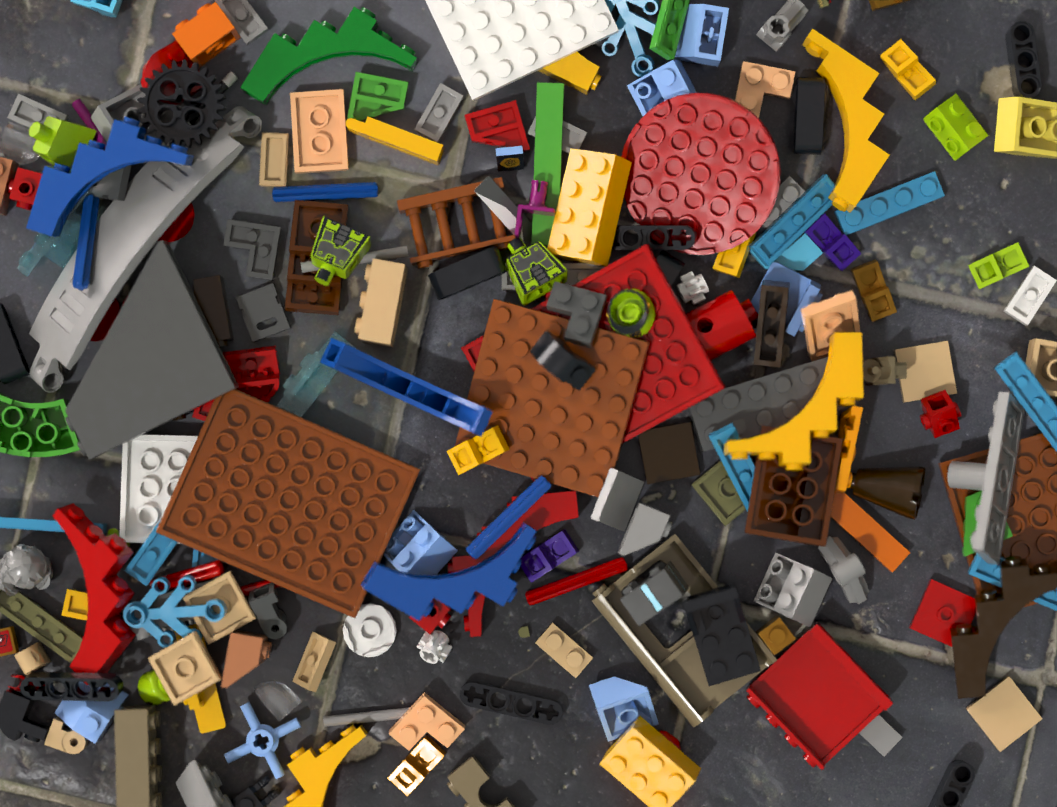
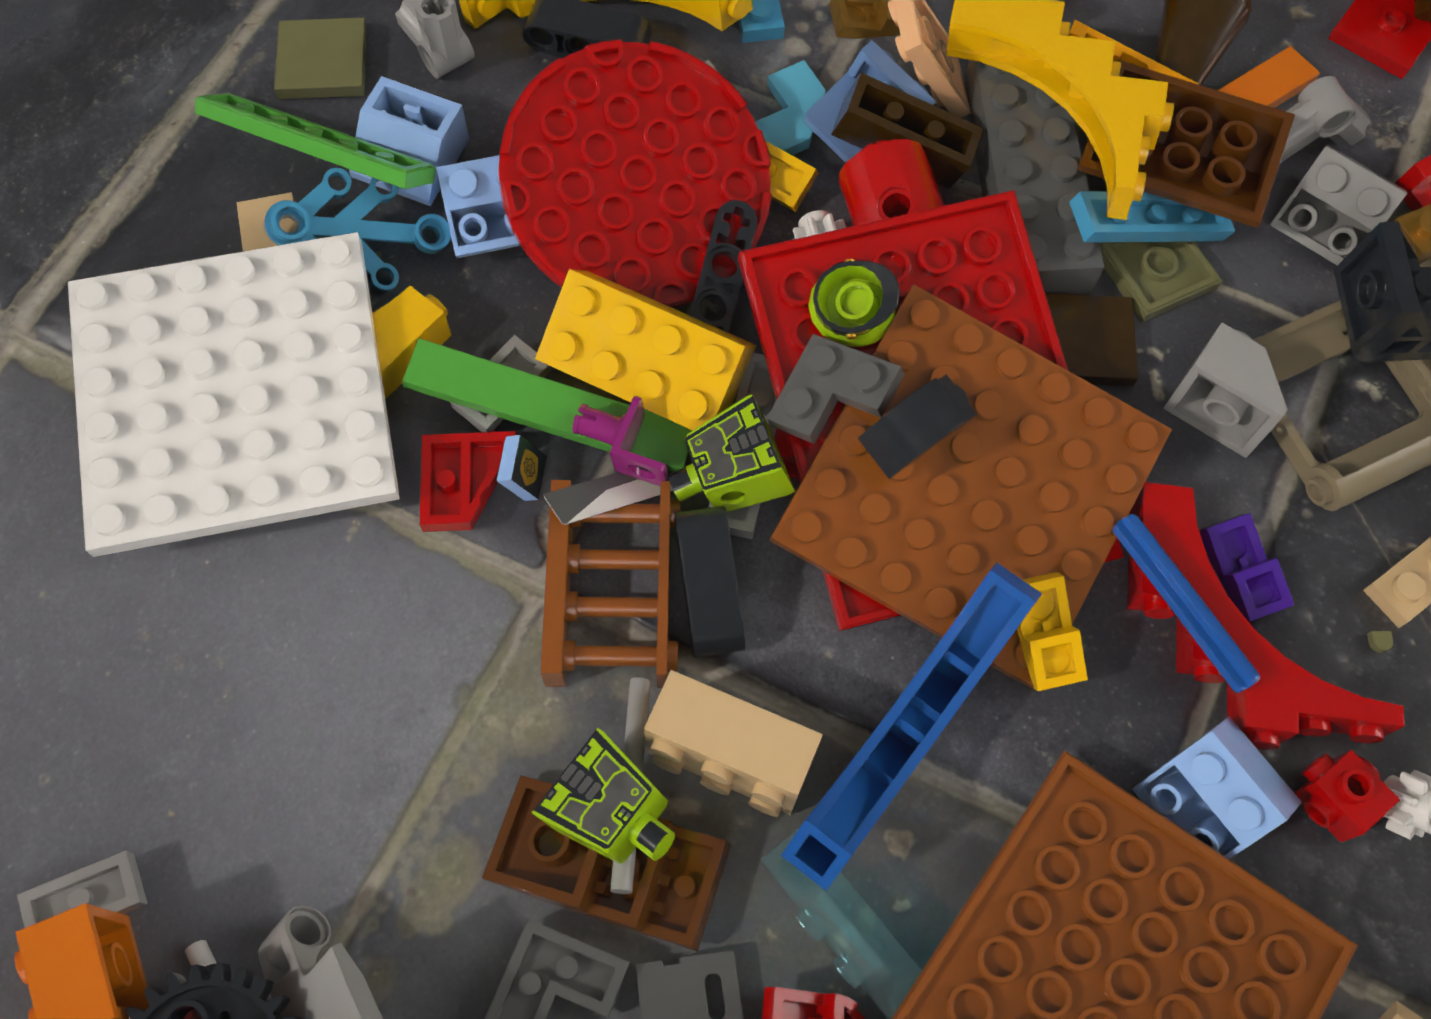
camera: 85 degrees left, 20 degrees down
(274, 159) = (390, 903): tan tile -> none
(319, 131) = (363, 798): light nougat plate -> none
(320, 43) = (201, 830): green arch -> none
(325, 192) = (483, 818): blue axle -> none
(371, 630) = (1375, 920): white tile -> none
(376, 96) = (333, 676): bright green wing -> none
(397, 139) = (424, 652): yellow hinge -> none
(439, 113) = (402, 570): light grey plate -> none
(456, 589) = (1328, 800): blue arch -> none
(576, 581) = (1297, 532): red axle -> none
(617, 499) = (1168, 422): light grey tile -> none
(654, 592) = (1345, 391): dark grey container -> none
(759, 80) = (509, 78): light nougat plate -> none
(794, 221) = (766, 100): dark azure tile -> none
(832, 242) = (797, 41): dark purple slope -> none

